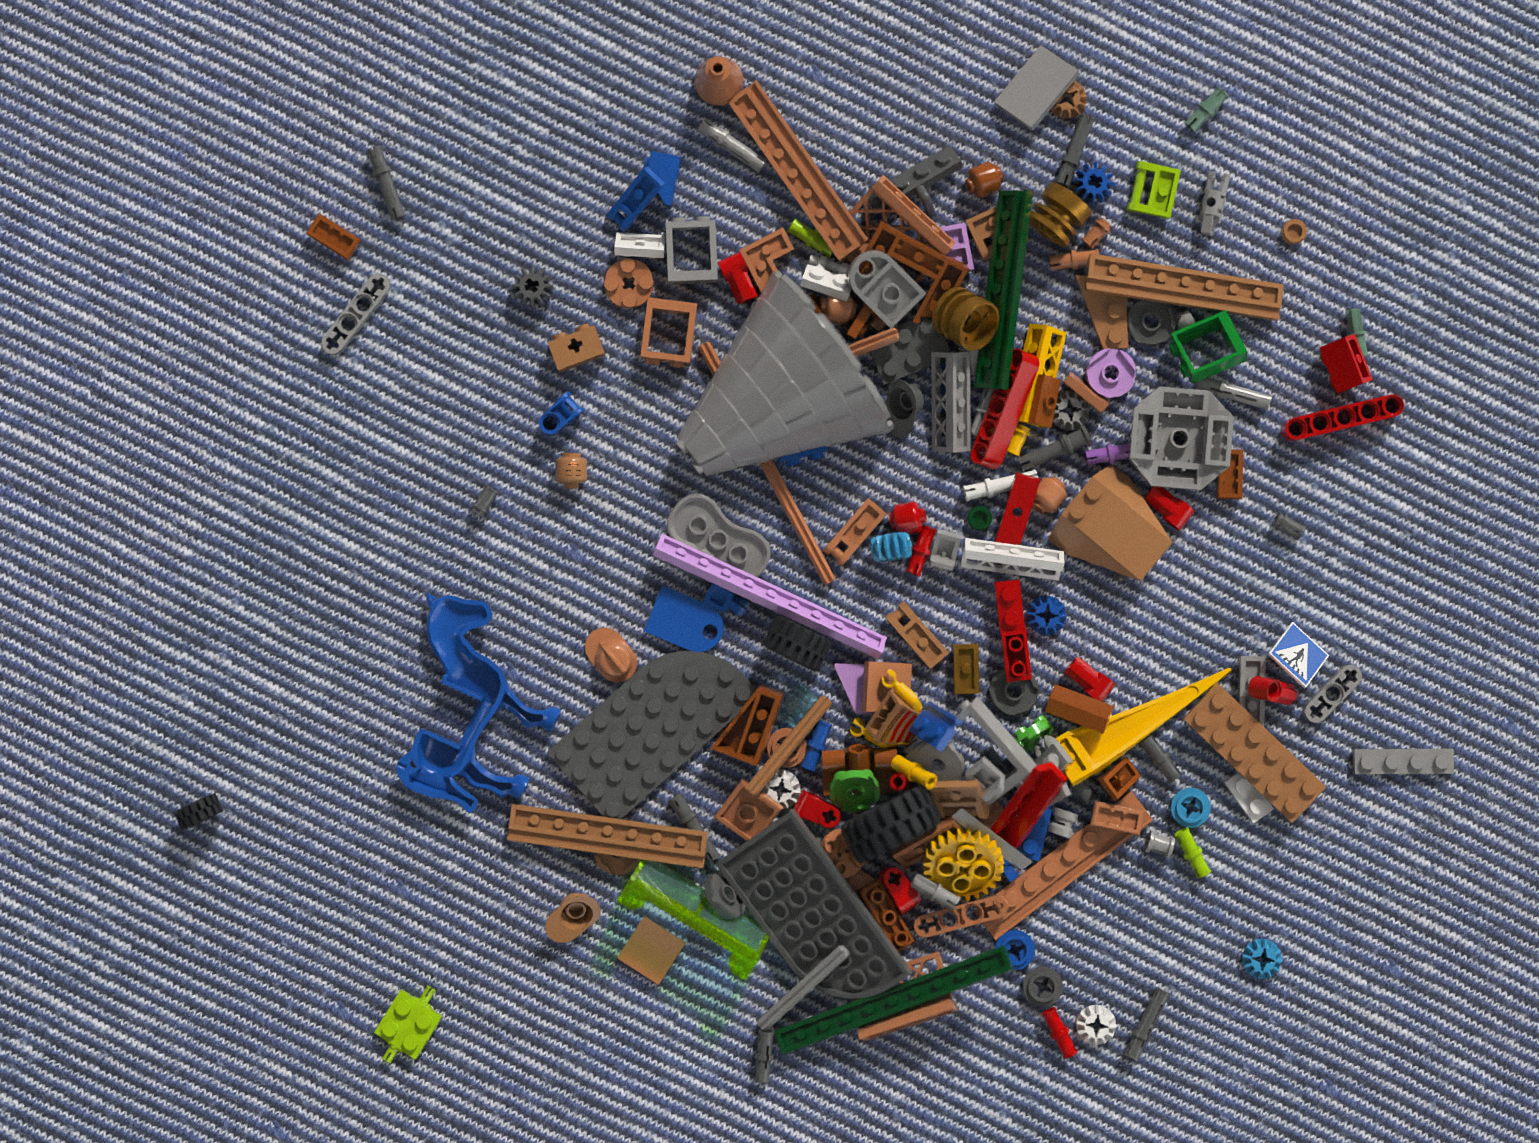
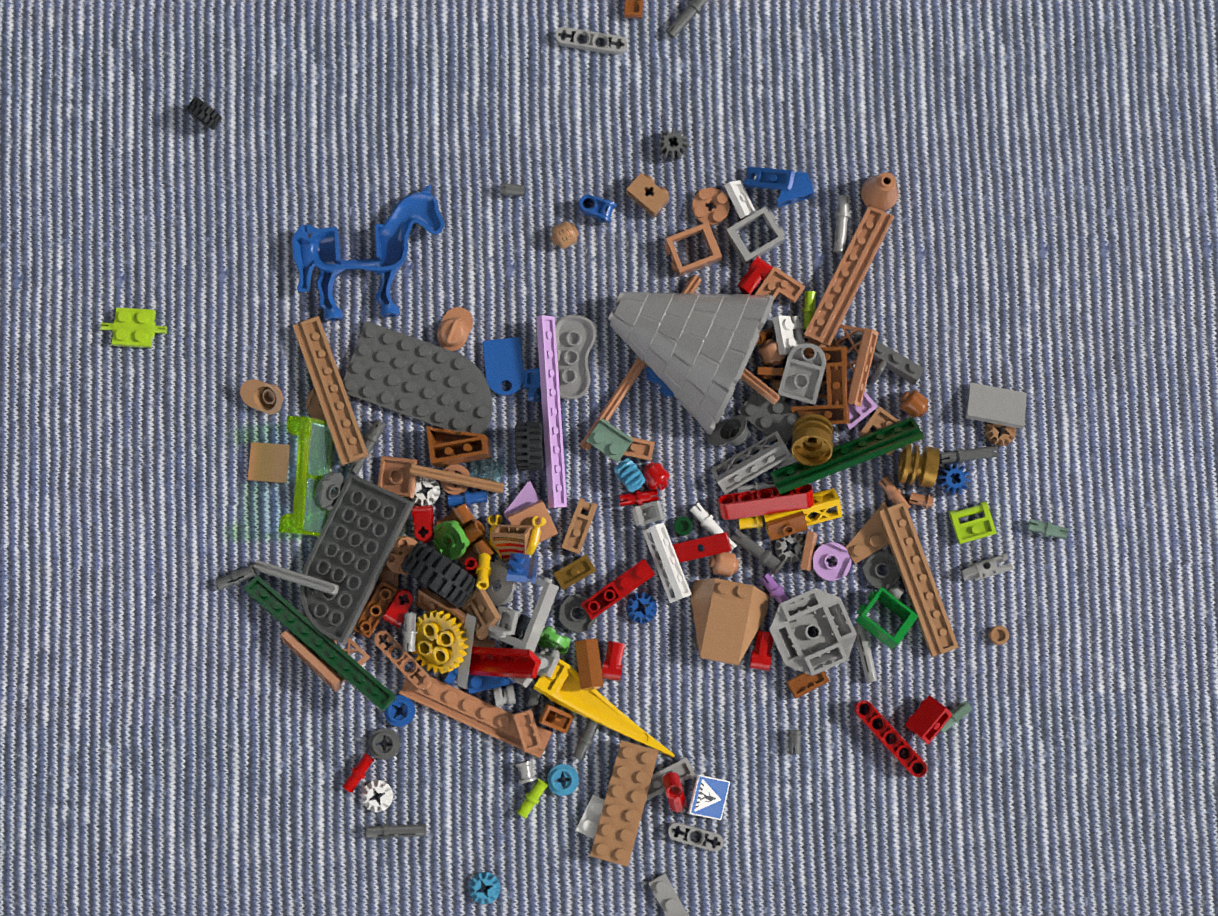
camera: 65 degrees right, 5 degrees down
(839, 548) = (609, 440): none -> sand green plate

